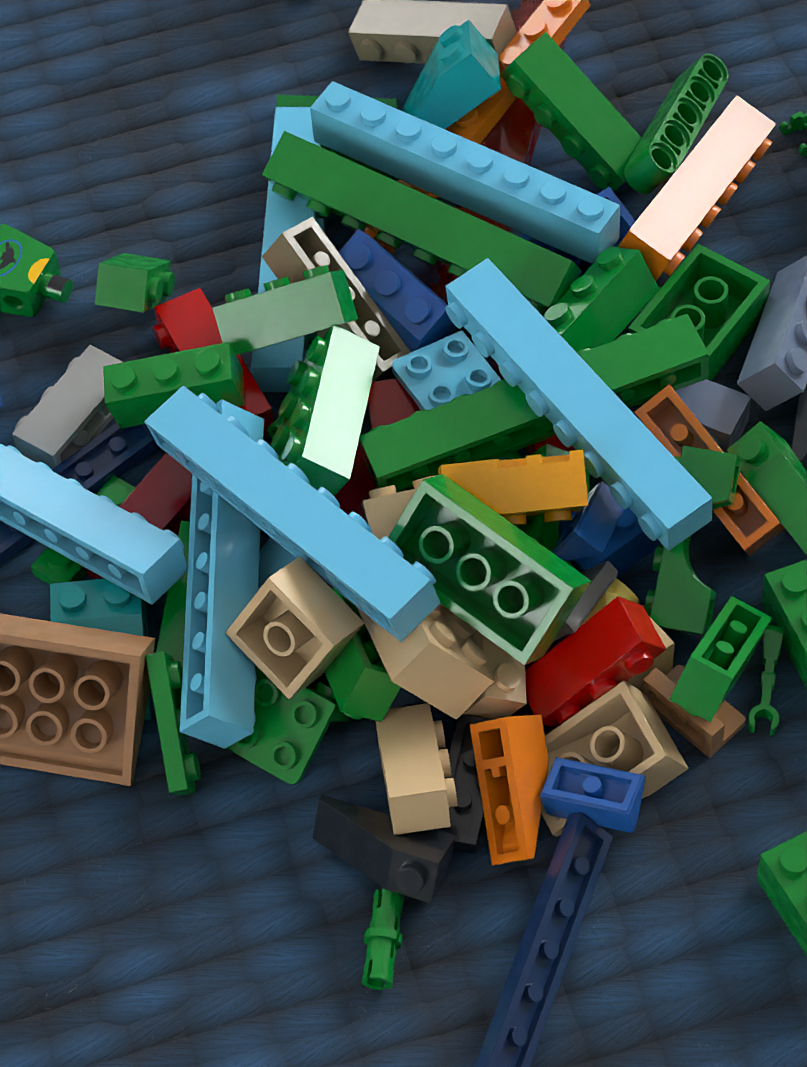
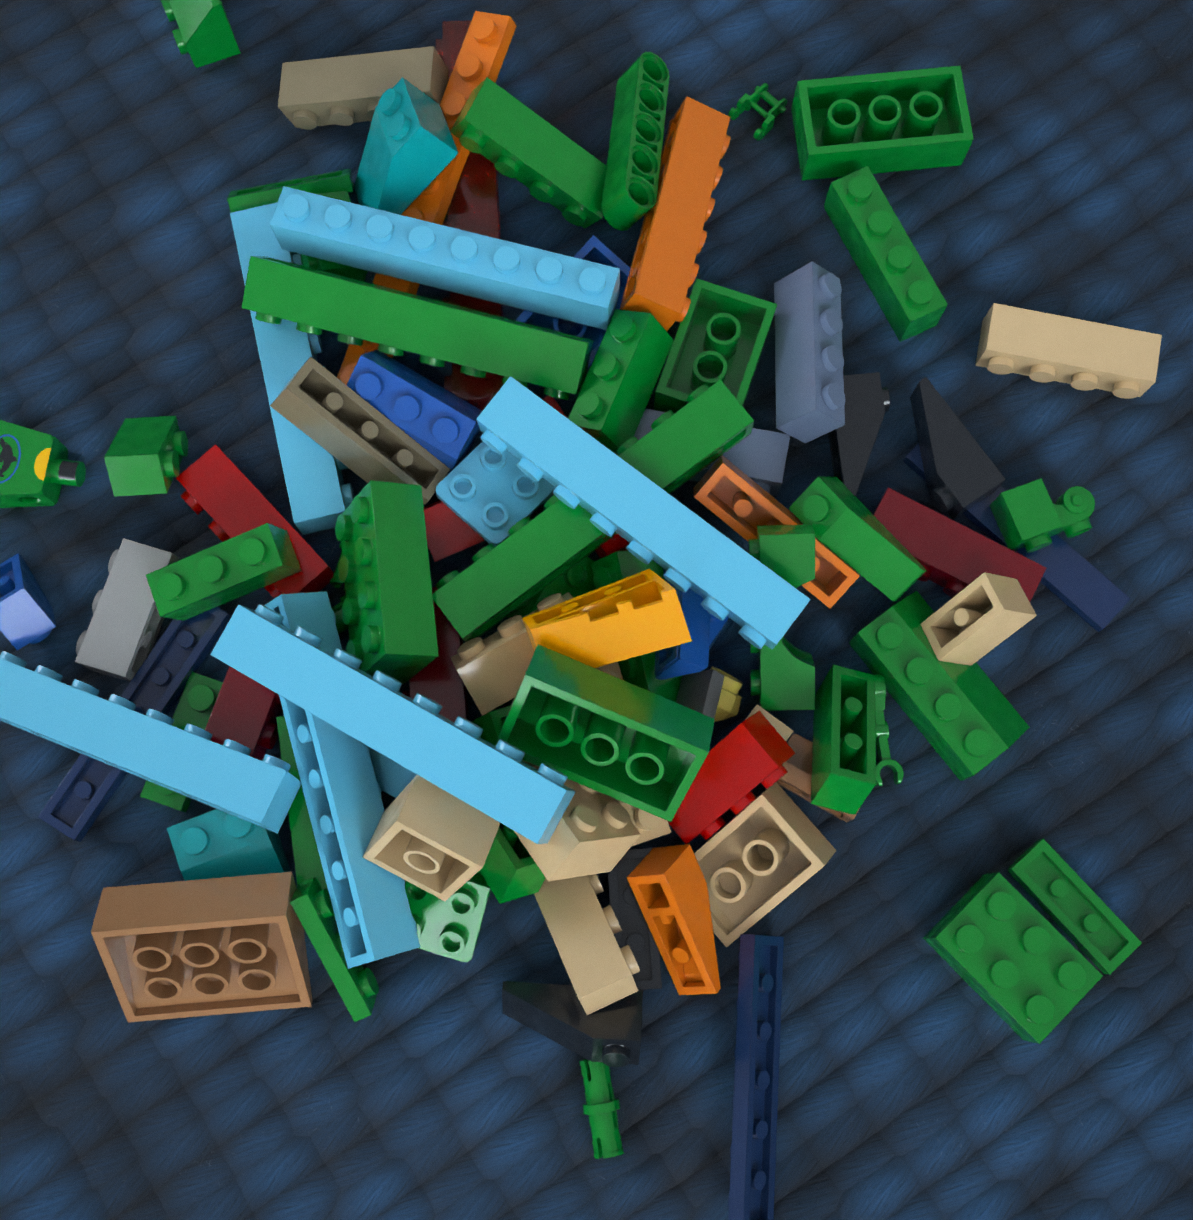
camera: 20 degrees left, 20 degrees up
(285, 310) = (314, 469): brick -> none
(601, 793) = (760, 910): blue slope -> none

